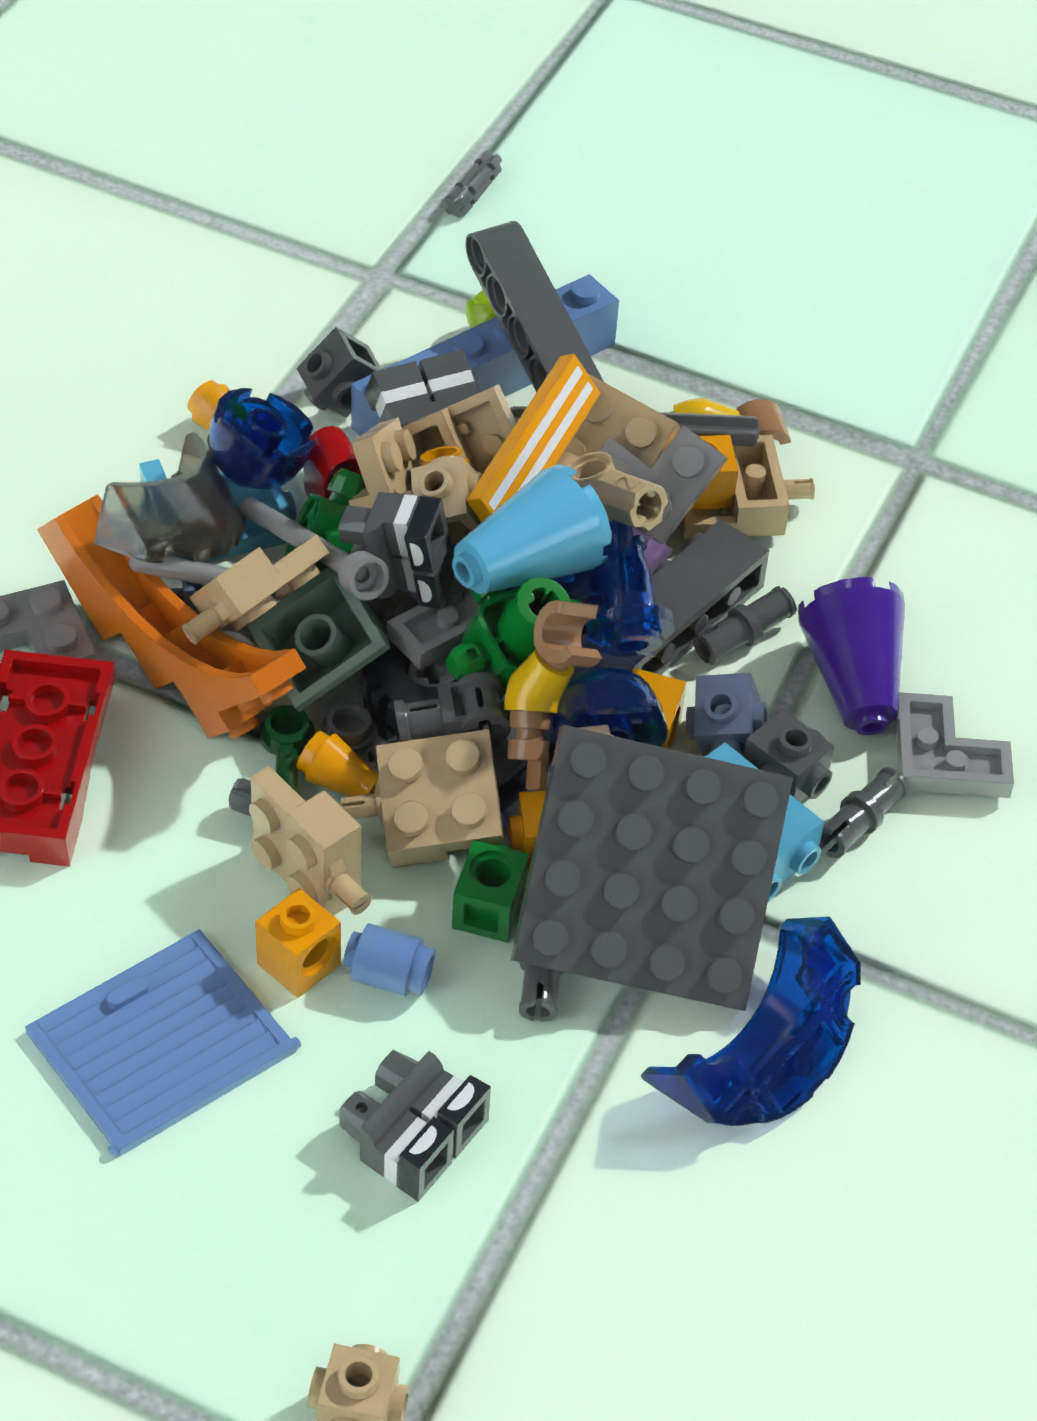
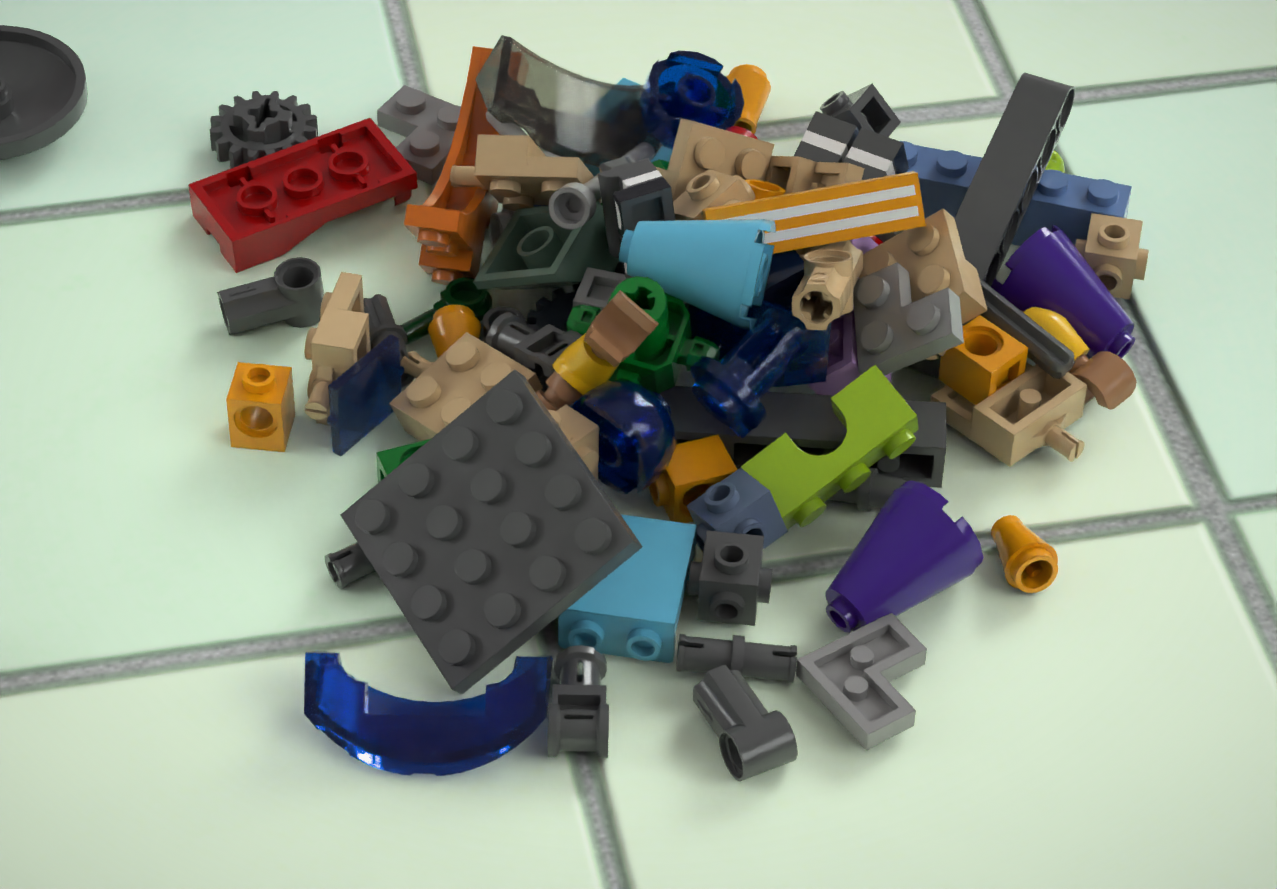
camera: 55 degrees right, 5 degrees down
(158, 856) = (288, 296): none -> dark grey piece
(160, 1041) = (123, 398): medium blue piece -> none
(371, 865) = (363, 395): none -> clear blue piece
(389, 960) = (297, 465): medium blue brick -> none
(418, 1123) = (161, 548): dark grey hips -> none
(473, 184) = (1187, 89): dark grey axle -> none
(633, 336) = (1115, 252): none -> tan brick
(661, 376) = (1056, 277): none -> dark purple cone
(735, 570) = (876, 426): none -> lime arch
(857, 932) = (578, 707): none -> dark grey connector
(907, 576) = (1025, 557): none -> light orange cone
(957, 853) = (747, 734): none -> dark grey piece

